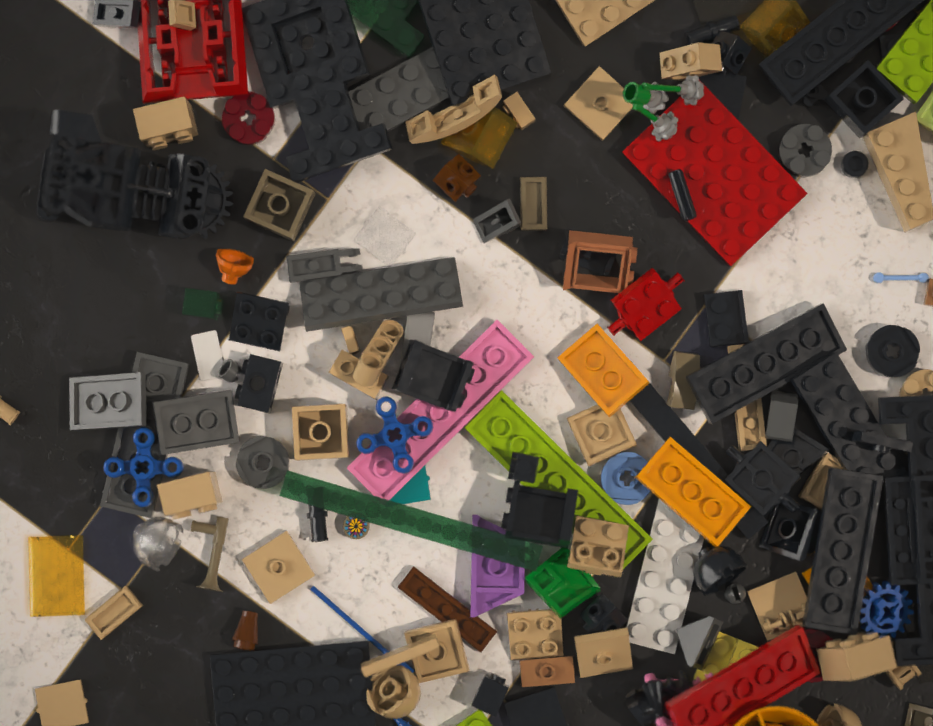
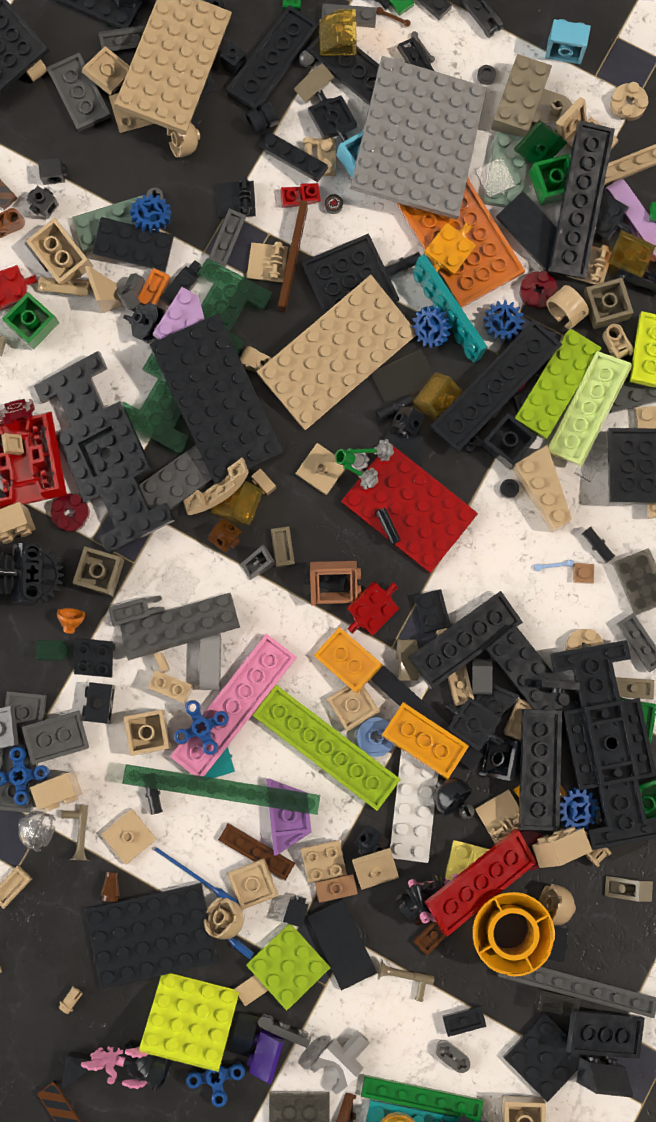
camera: 10 degrees left, 5 degrees down
(207, 354) = (60, 687): white sticker -> none
(229, 371) = (76, 696): dark grey hinge -> none
(249, 456) = (97, 759): dark grey plate -> none
(355, 528) = (182, 800): tile -> none
(378, 352) = (181, 669): tan beam -> none
(400, 655) = (225, 891): tan tile -> none
(433, 376) = (224, 680): black panel -> none
(523, 467) = (298, 739): black brick -> none
(540, 515) = (314, 772): black panel -> none
(561, 586) = (338, 820): green plate -> none
(598, 546) = (361, 790): tan plate -> none
(690, 60) = (380, 429): tan brick -> none
(698, 640) = (444, 850): slope -> none
(813, 137) = (467, 492): dark grey plate -> none
(907, 355) = (552, 629): black plate -> none

